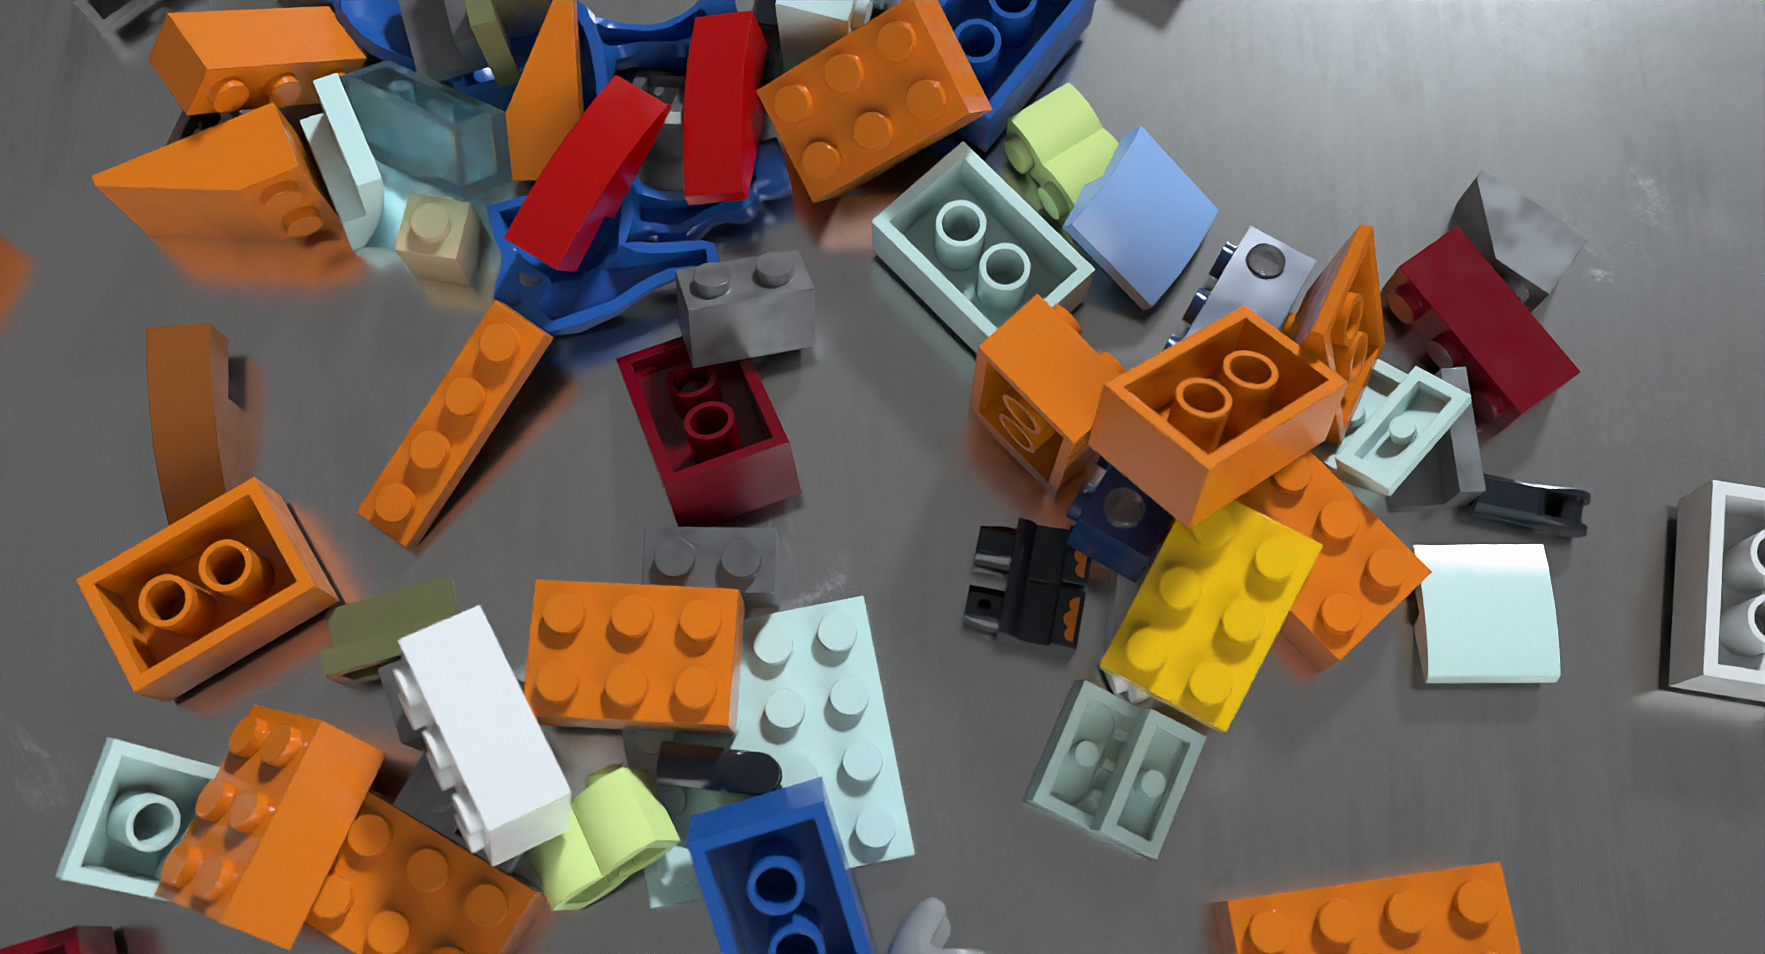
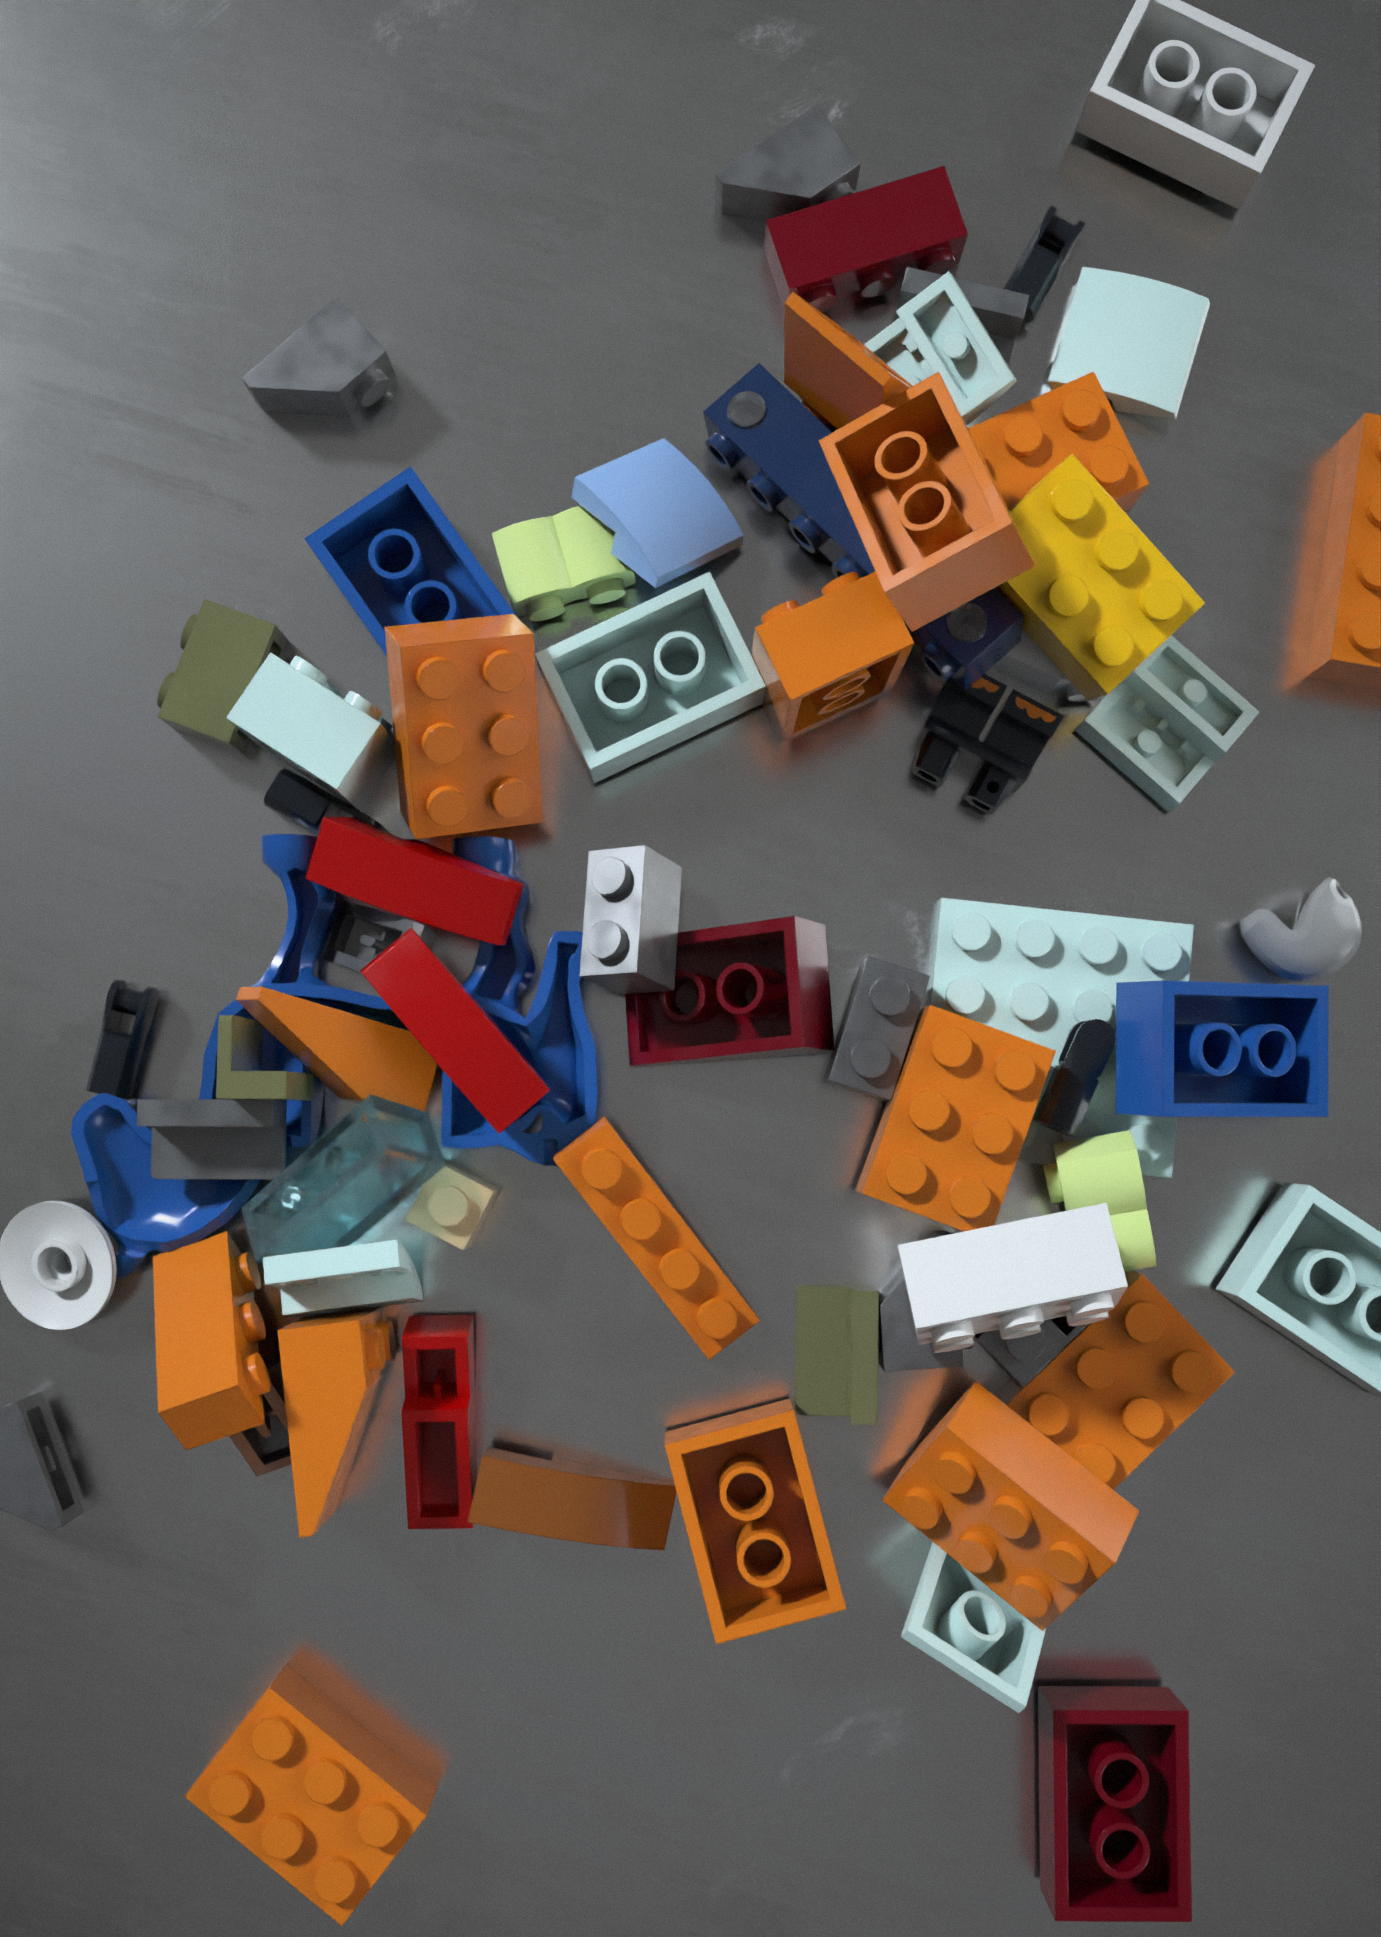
camera: 75 degrees left, 10 degrees up
(249, 286) = (439, 1420): none -> red slope

